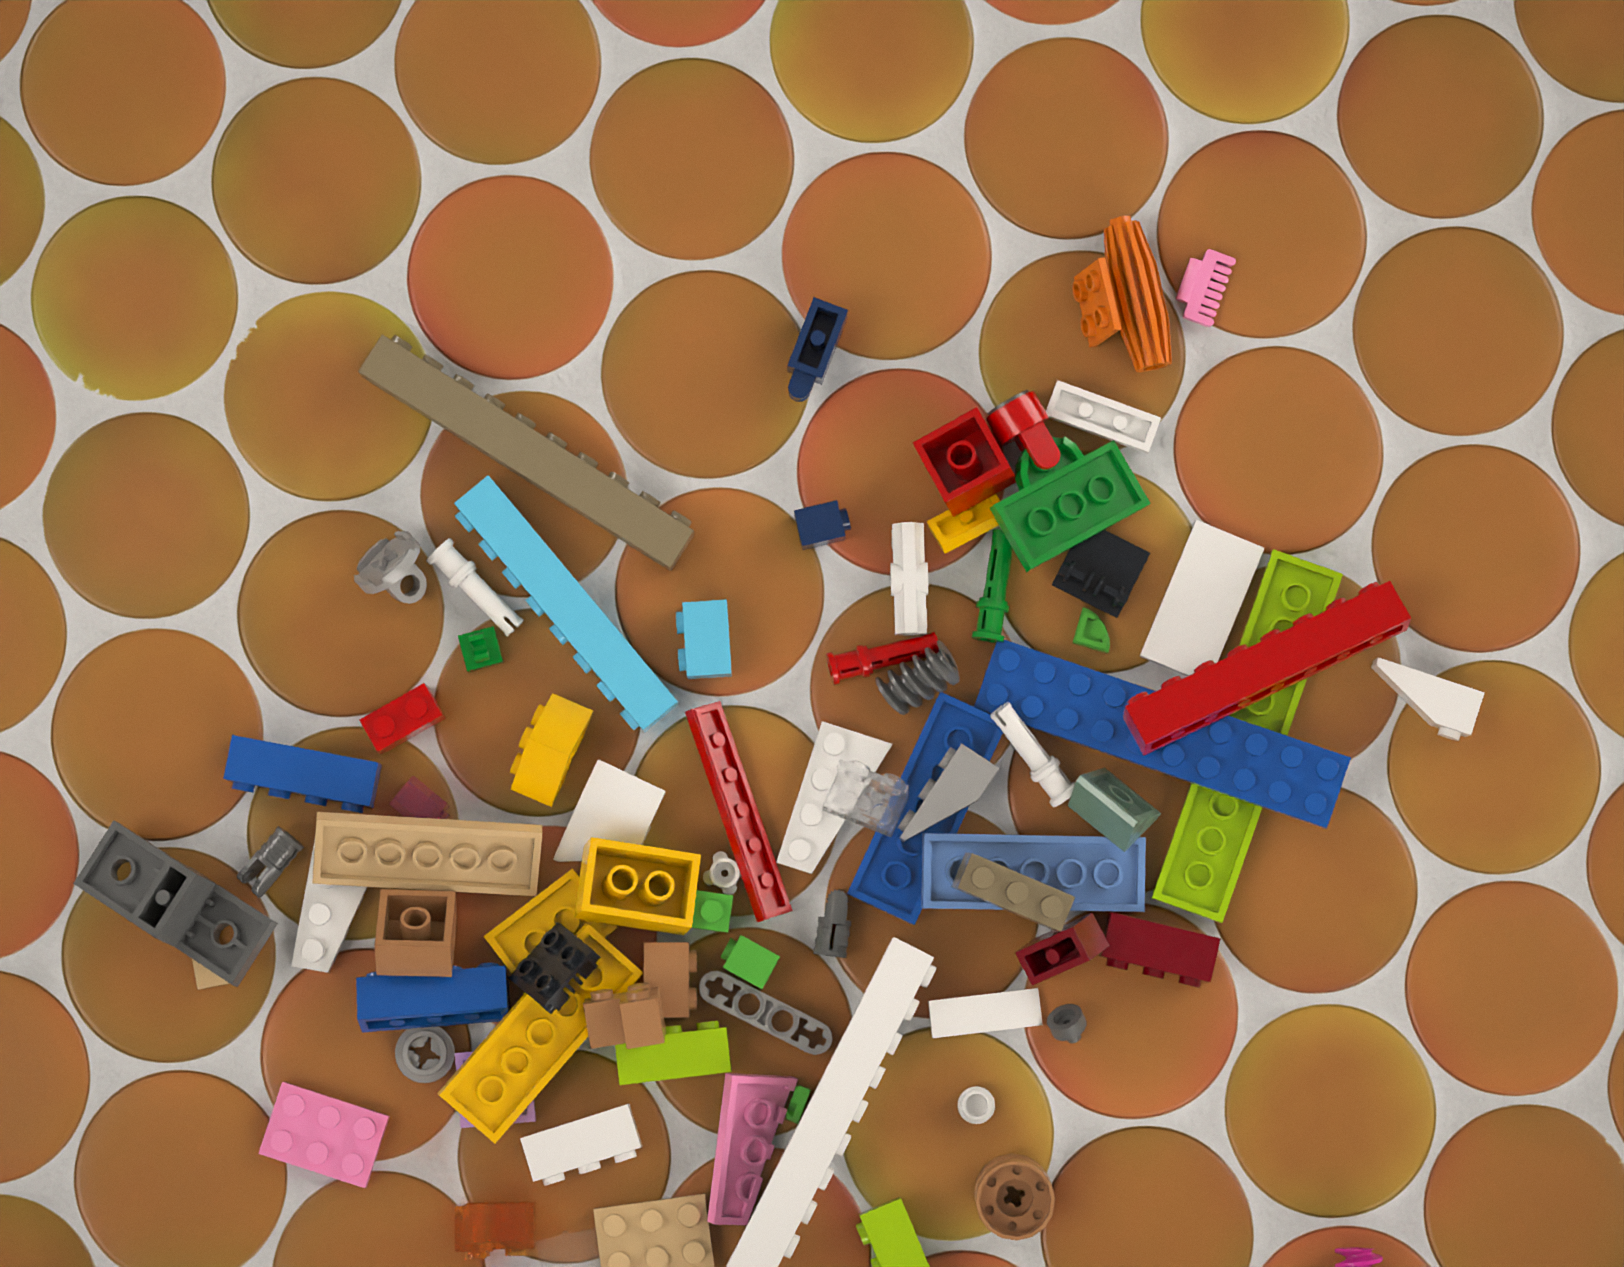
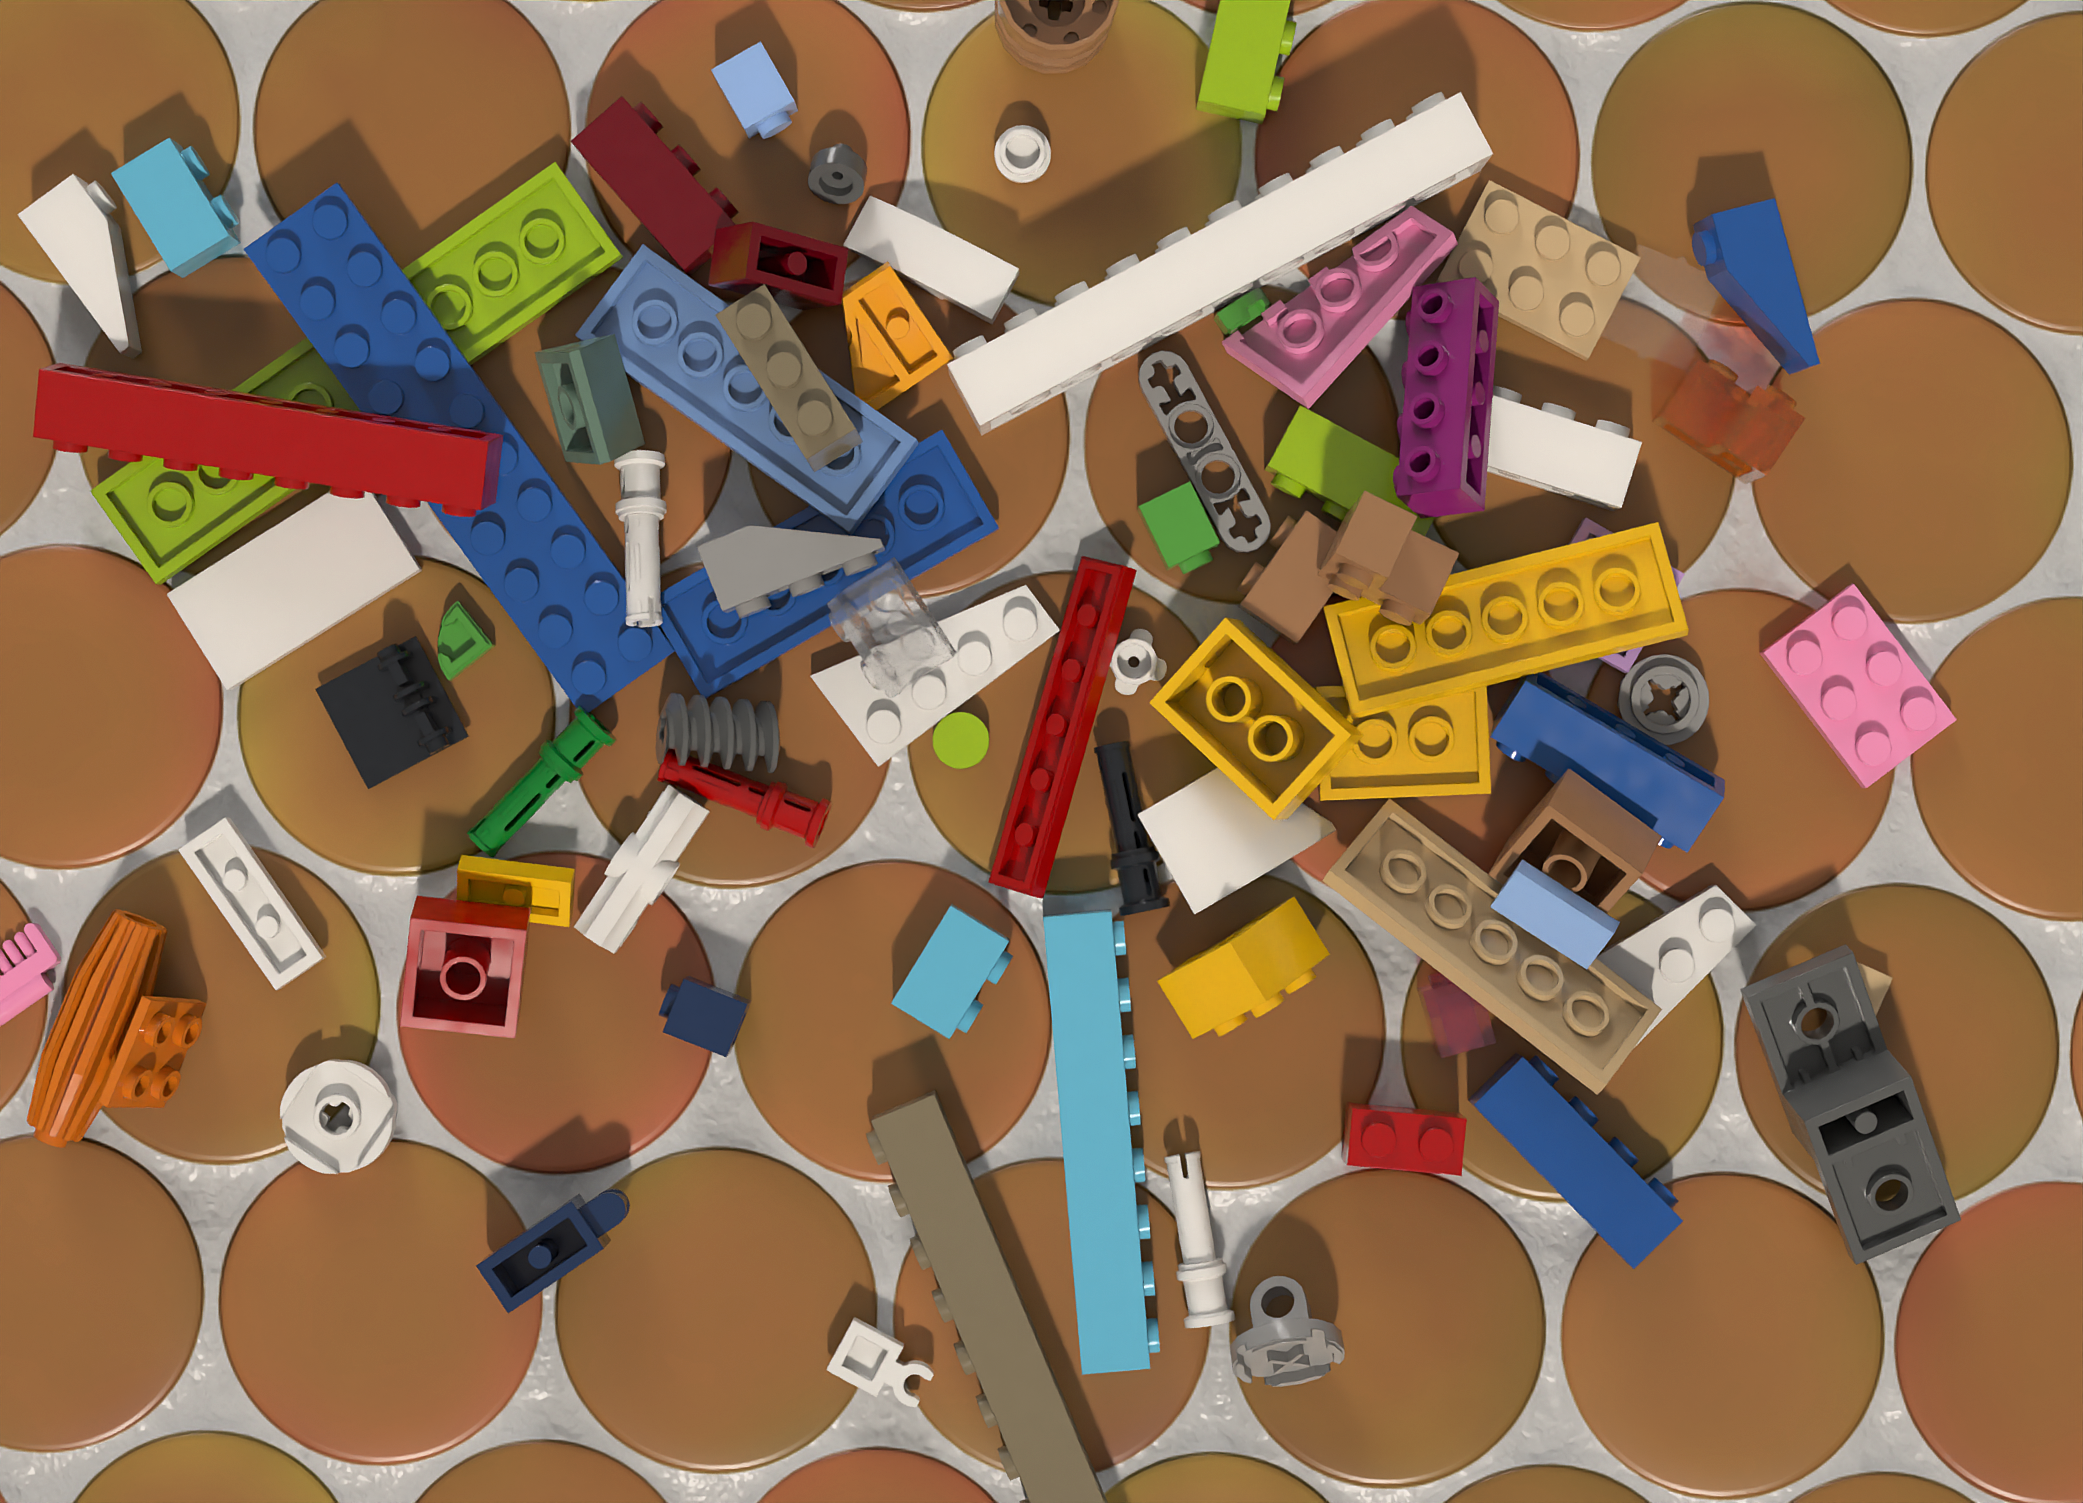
camera: 145 degrees left, 5 degrees up
(275, 855) = (1683, 1078): dark grey hinge -> none
(405, 893) = (1554, 914): none -> light blue tile
(480, 649) = (1243, 1158): green tile -> none
(553, 965) = (1432, 691): black hinge -> none
(605, 405) = (870, 1359): none -> white plate
(651, 768) = (1134, 856): none -> black pin
(654, 1130) = (1447, 398): none -> magenta brick
(712, 911) = (1183, 622): bright green brick -> none
(787, 766) = (960, 740): none -> lime tile
(834, 914) = (1031, 512): dark grey hinge -> none
(977, 953) = (888, 338): none -> light orange wing
(992, 352) = (306, 1123): none -> white plate
(1060, 490) = (369, 844): green plate -> none
(1141, 1036) = (756, 92): none -> light blue brick
(1406, 757) = (176, 206): none -> medium azure brick

